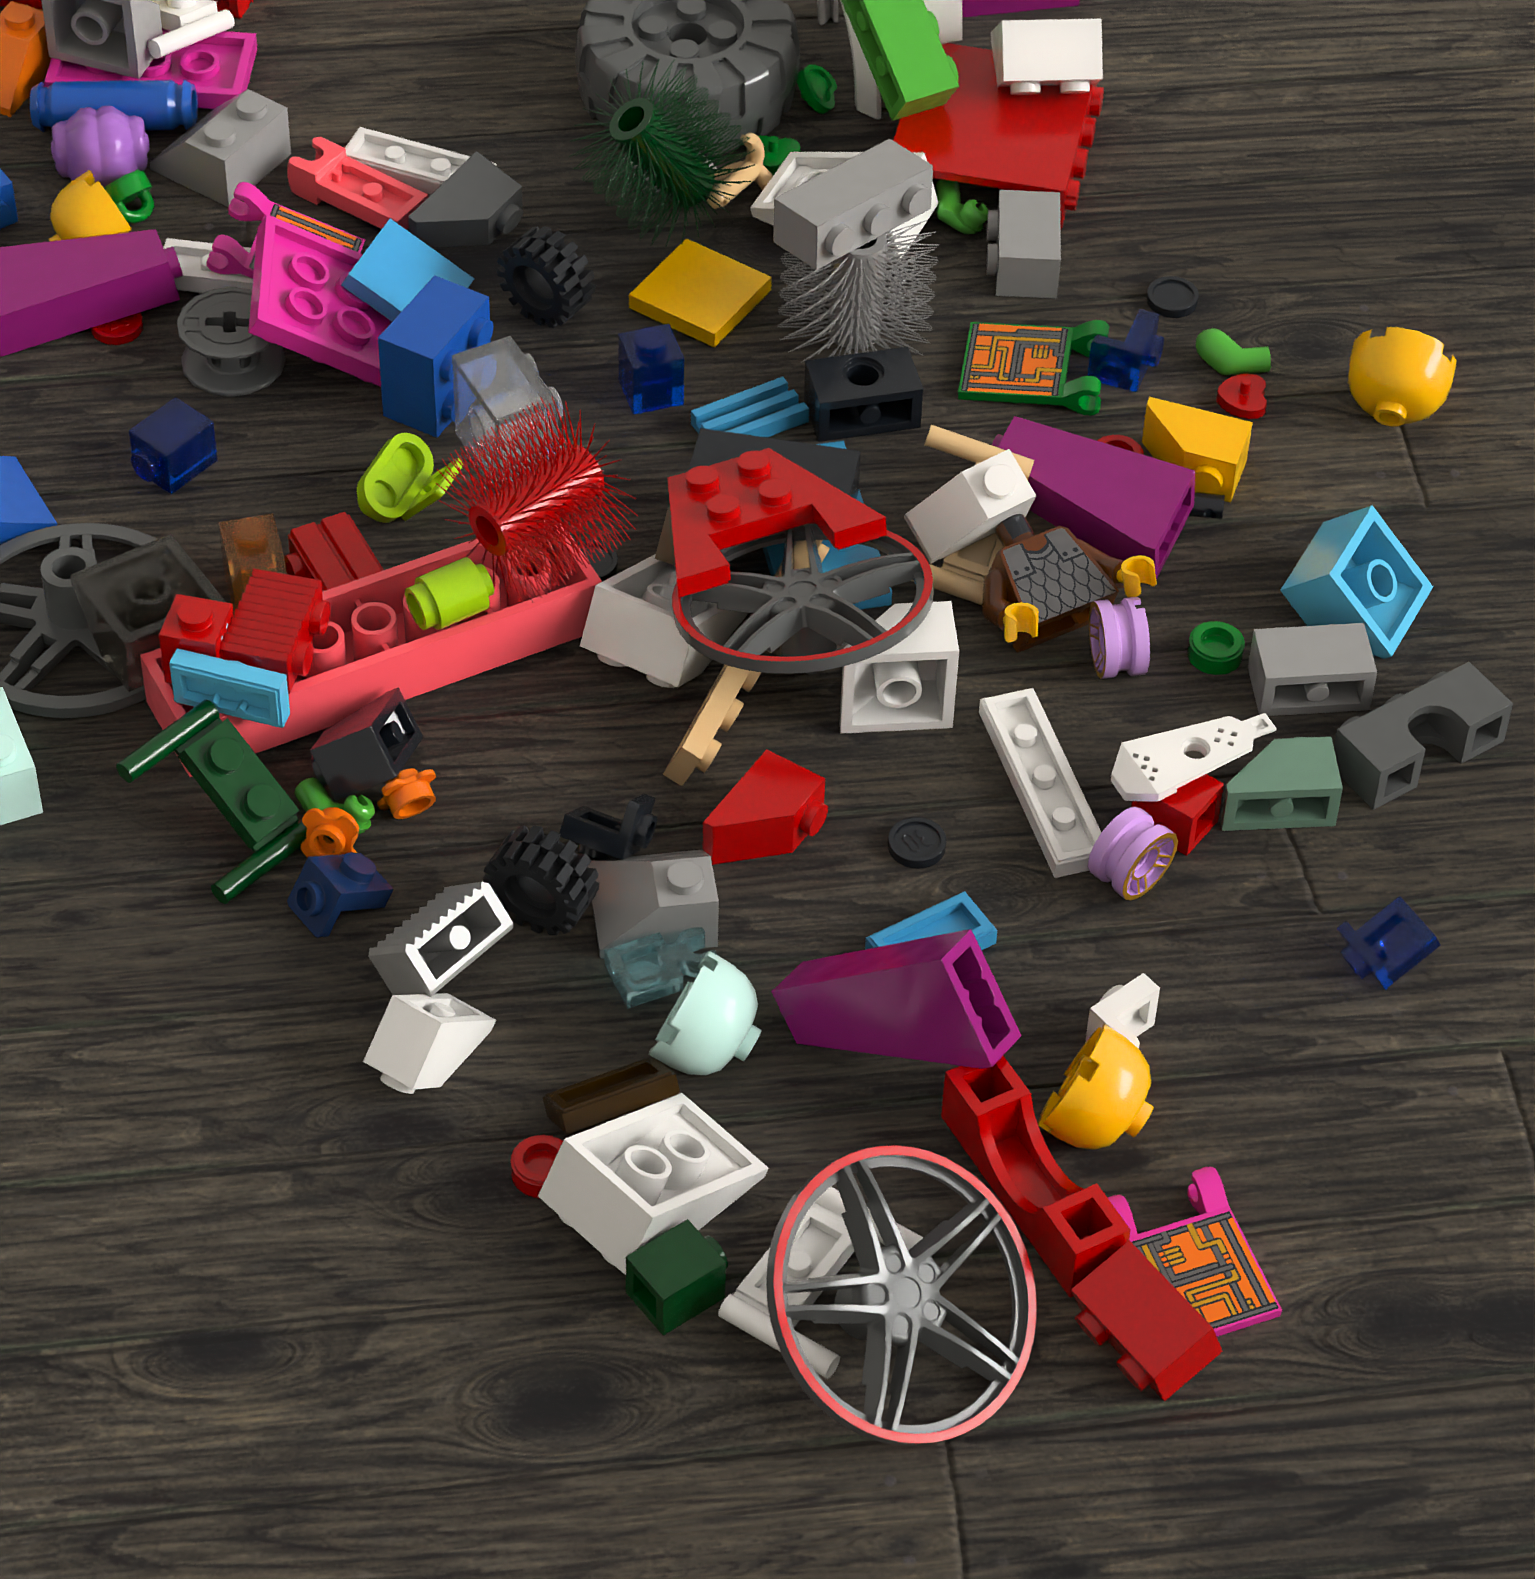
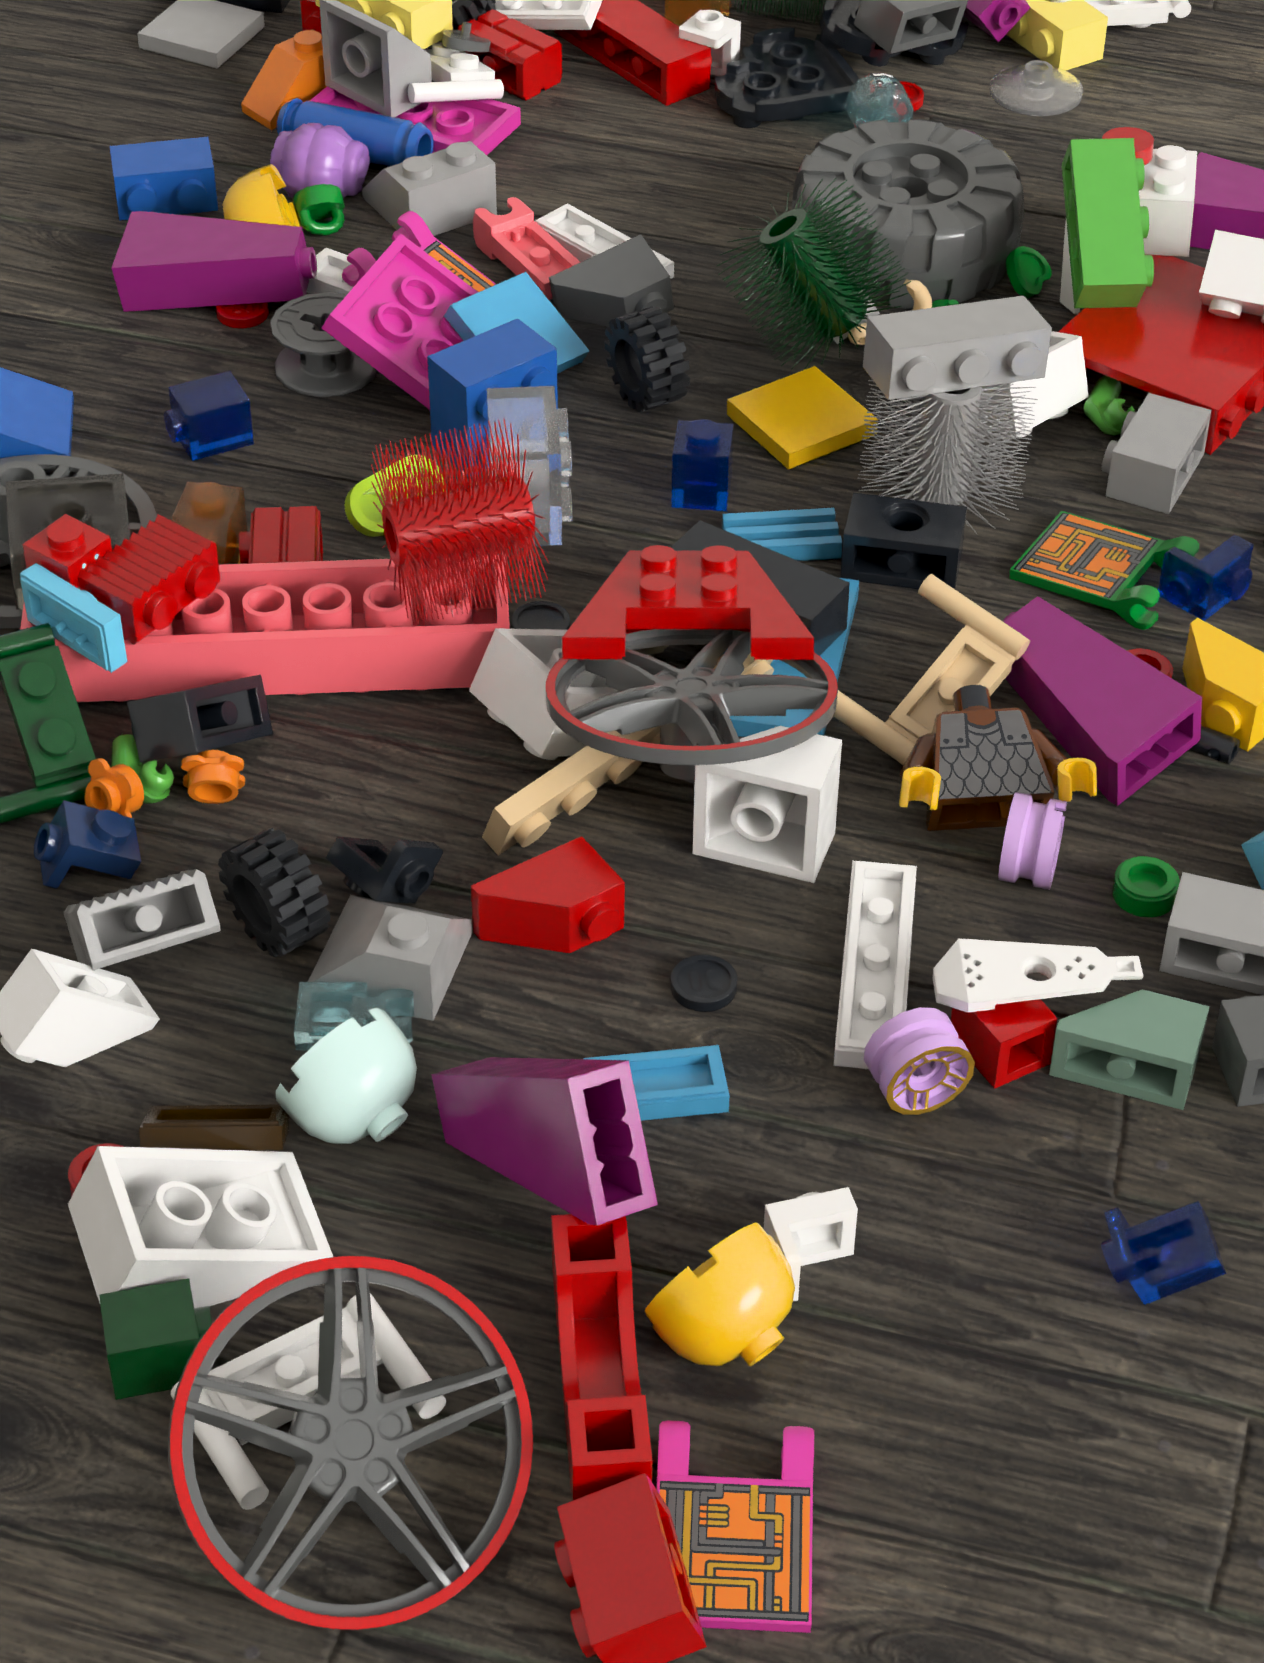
camera: 25 degrees right, 5 degrees down
(449, 594) = (340, 594): lime brick -> none
(970, 506) = (932, 663): white slope -> none

